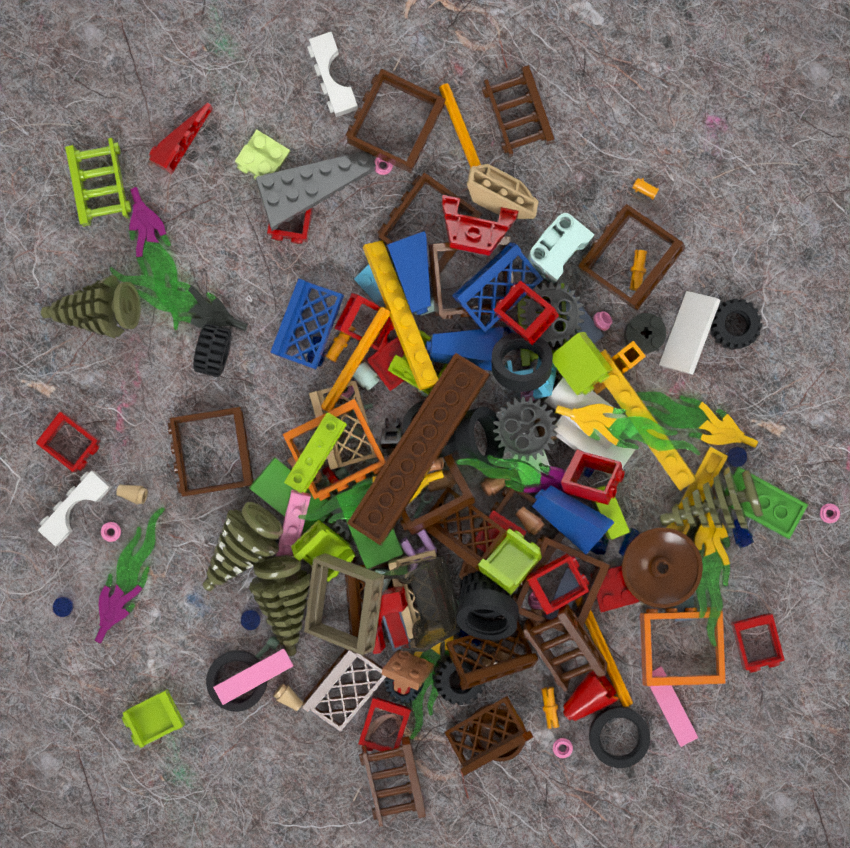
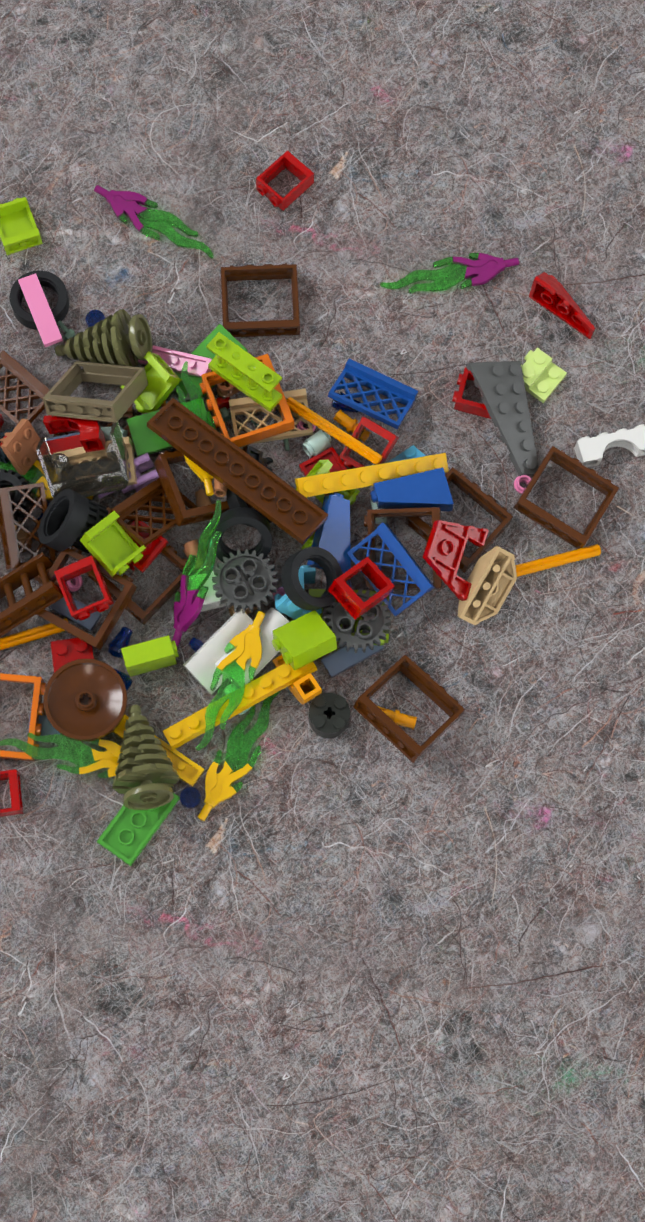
camera: 90 degrees right, 15 degrees down
(57, 526) = (209, 165): white arch -> none
(63, 606) = (133, 163): clear blue tile -> none
(79, 175) = (530, 213): lime fence -> none
(99, 307) = (407, 217): olive plant -> none
(104, 531) = (196, 204): bright pink plate -> none
(133, 493) = (229, 231): tan cone -> none
(182, 301) = (392, 316): piece -> none
(212, 350) = (356, 306): black tyre -> none
(245, 540) = (171, 315): olive plant -> none
(287, 696) = (16, 342): tan cone -> none
(422, 505) = (184, 485): sand green hand -> none
(530, 521) = (151, 577): nougat cone -> none
(531, 96) = (562, 634): reddish brown fence -> none
(558, 245) = (425, 631): light aqua piece -> none
(572, 518) = (148, 614): blue slope -> none
(584, 459) = (203, 628): red window -> none
(602, 320) = (350, 678): bright pink plate -> none
(645, 188) = (479, 734): light orange pin -> none
(689, 332) = (325, 759): white tile -> none
(742, 536) = (105, 793): clear blue cone -> none
(750, 316) = (334, 791): black tyre -> none
(835, 510) = (115, 881): bright pink plate -> none

